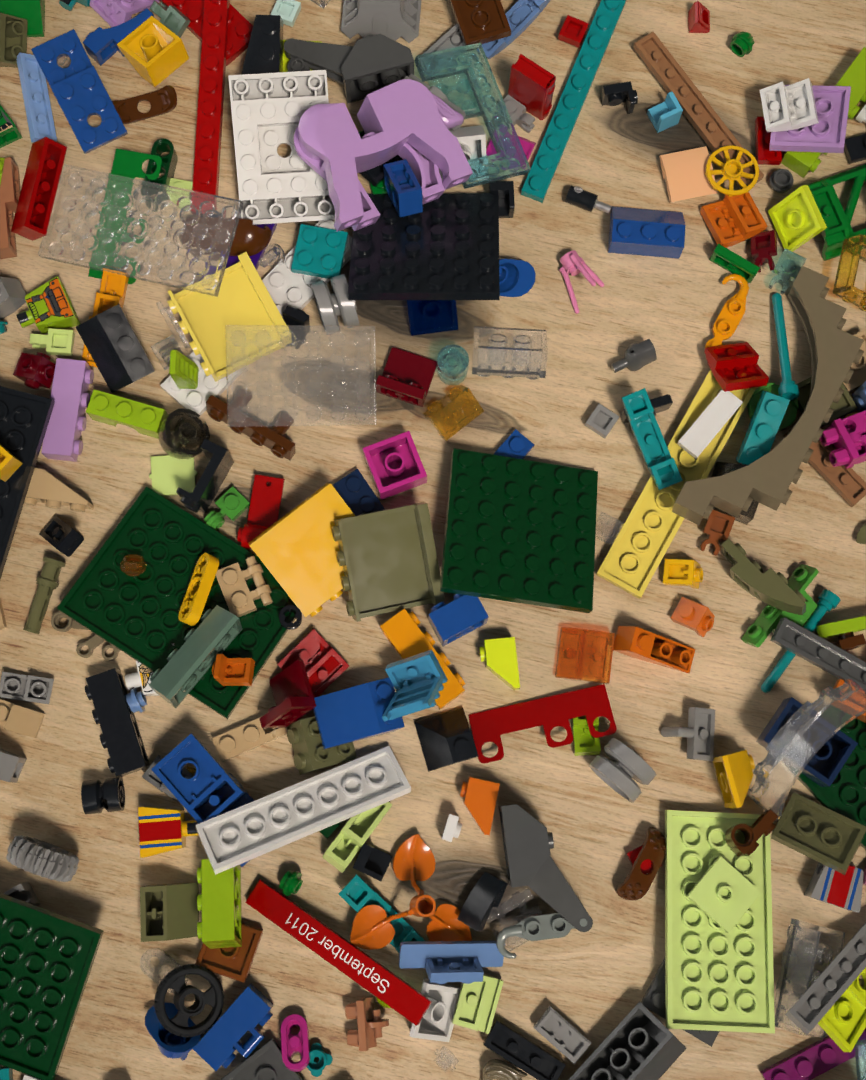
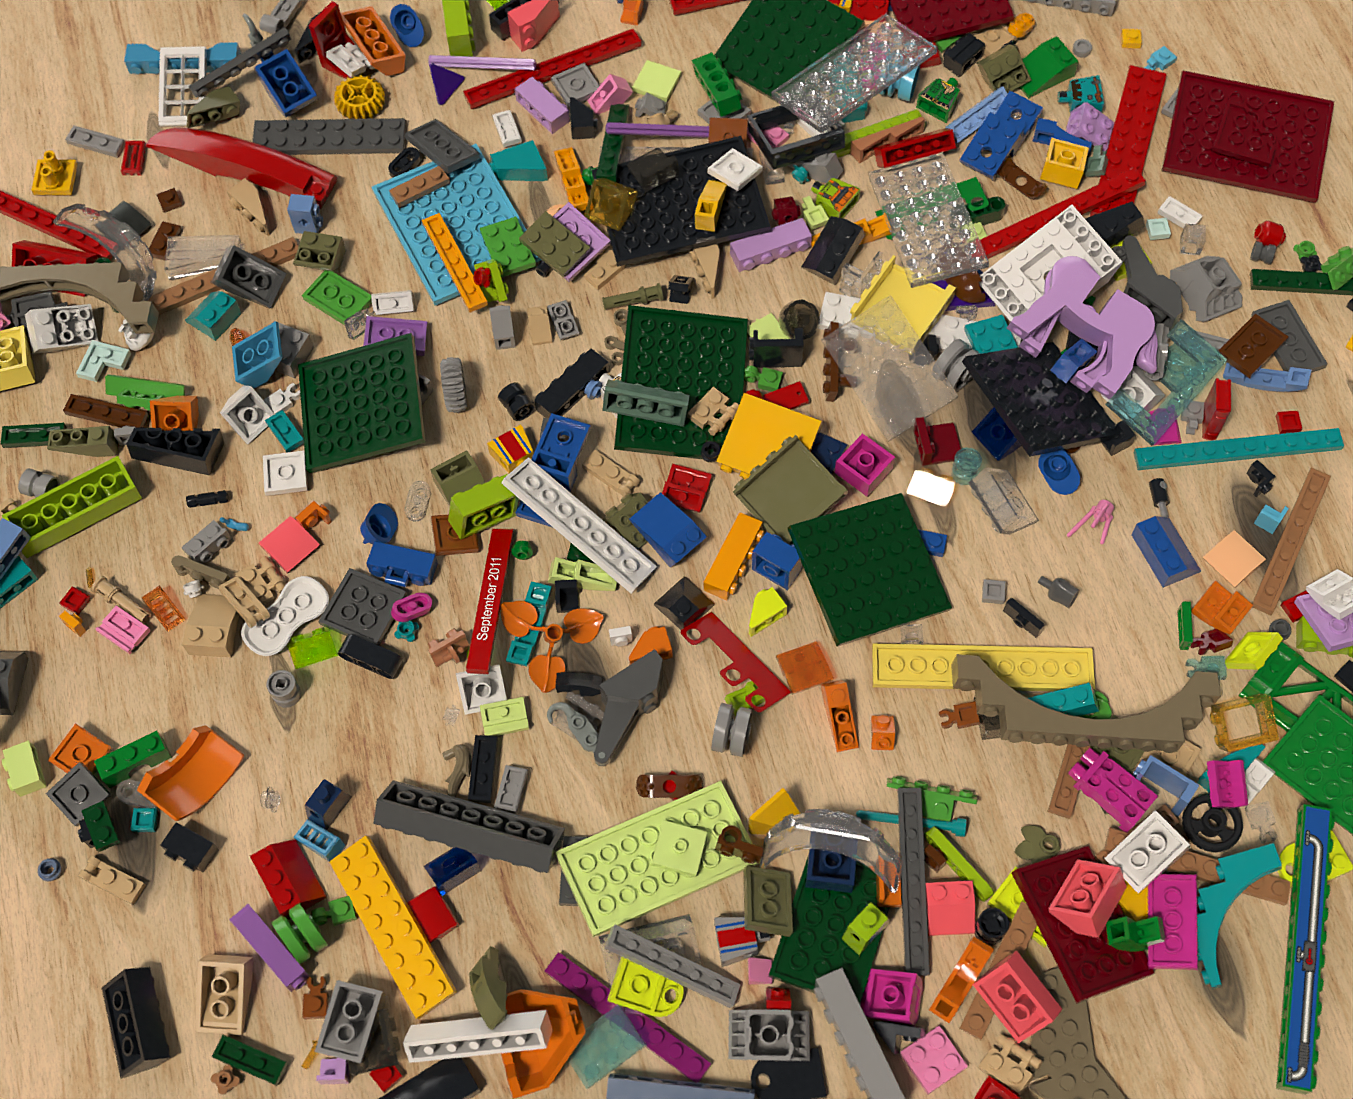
camera: 65 degrees right, 15 degrees down
(119, 410) = (790, 275): lime arch -> none
(133, 565) = (686, 334): clear orange plate -> none
(176, 980) = (415, 505): black wheel -> none
(183, 371) = (843, 293): lime slope -> none
(198, 589) = (693, 382): yellow beam -> none
(233, 670) = (648, 429): orange bracket -> none
(291, 696) = (648, 480): dark red bracket -> none
(416, 684) = (713, 549): dark azure plate -> none
(451, 959) = (525, 678): medium blue bracket -> none
(650, 439) = (1002, 625): teal slope -> none
(682, 573) = (912, 707): yellow bracket -> none
(698, 733) = (793, 778): light grey plate -> none
(709, 423) = (1042, 666): white tile -> none
(731, 312) = (1140, 643): light orange piece -> none
(732, 171) = (1258, 585): yellow wheel -> none
(735, 366) = (1101, 664): red slope -> none
(767, 587) = (939, 762): olive slope -> none
(787, 388) = (1109, 709): teal piece -> none

